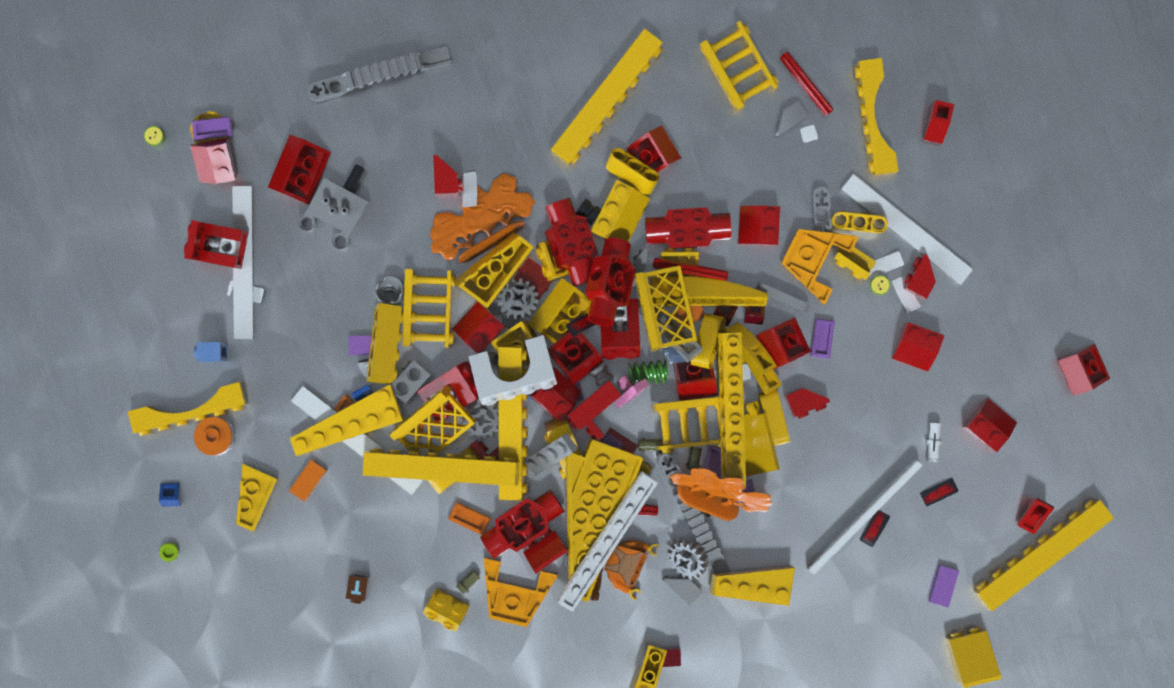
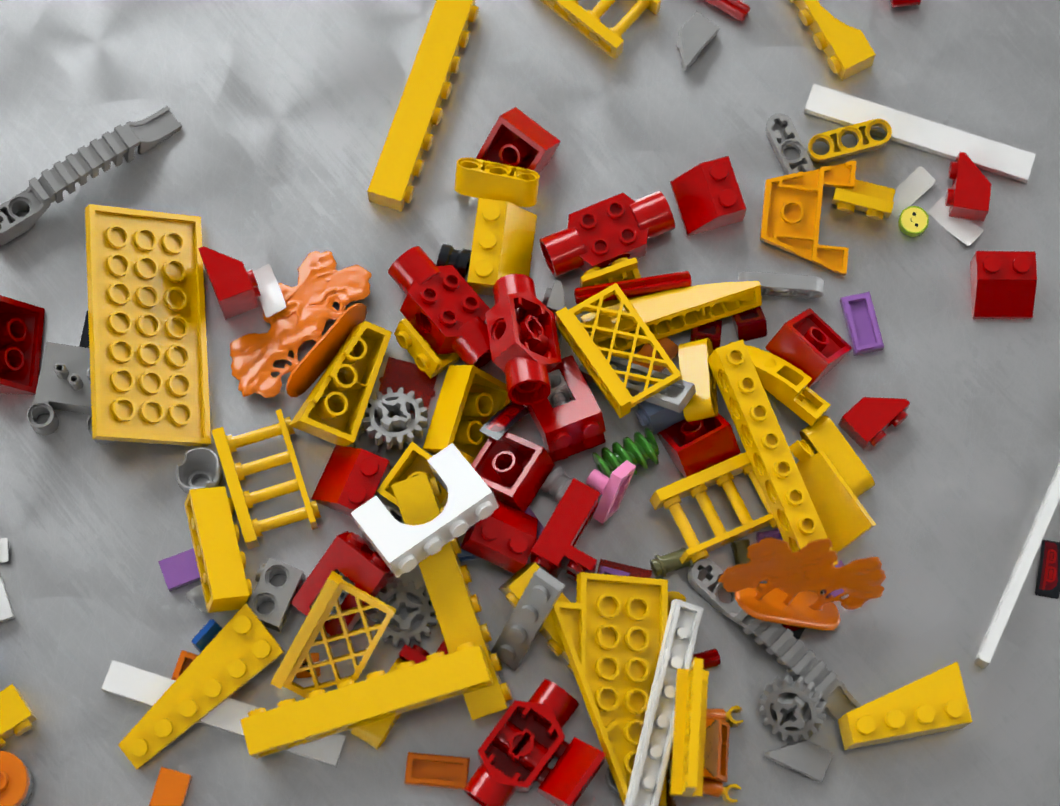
camera: 25 degrees left, 15 degrees down
(387, 190) = (147, 327): none -> yellow plate
(620, 555) = (689, 731): none -> yellow fence
(809, 133) = (728, 53): white sticker -> none

